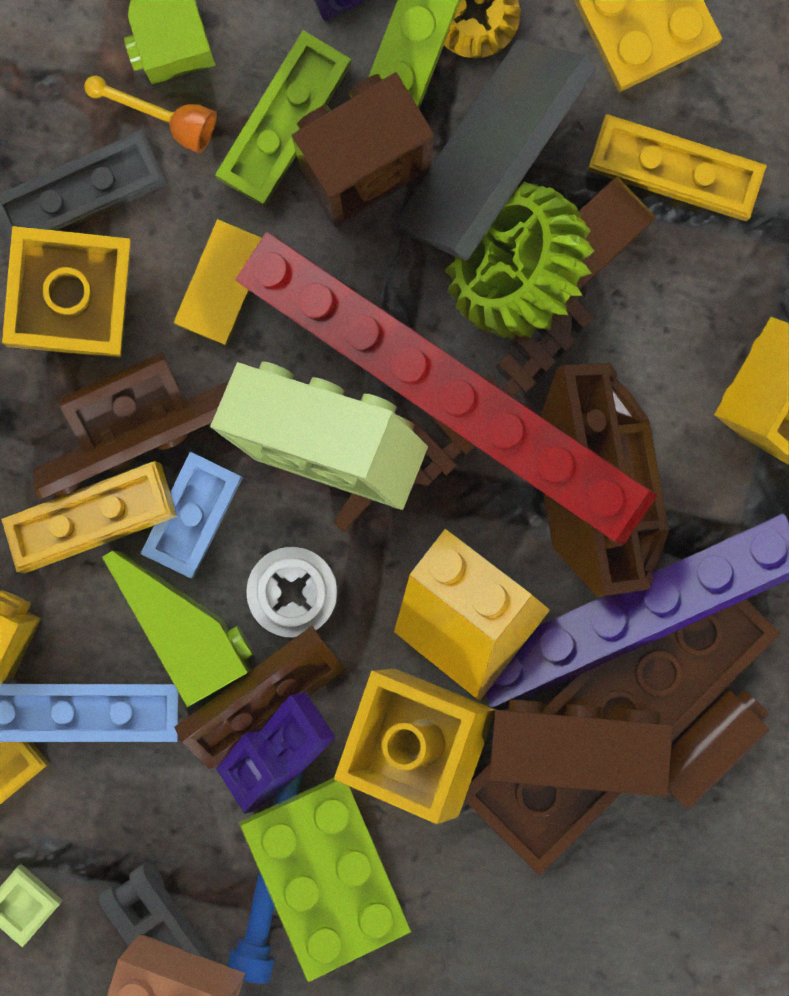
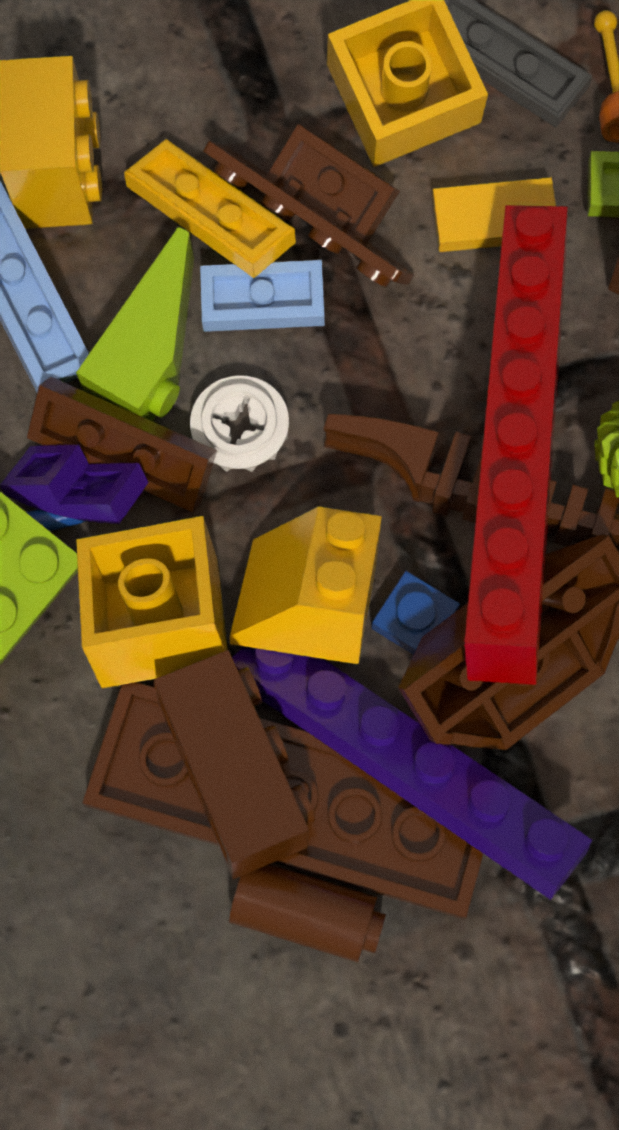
camera: 70 degrees right, 15 degrees down
(321, 433) = (408, 347): yellowish green brick -> none
(524, 539) = (412, 612): none -> blue plate

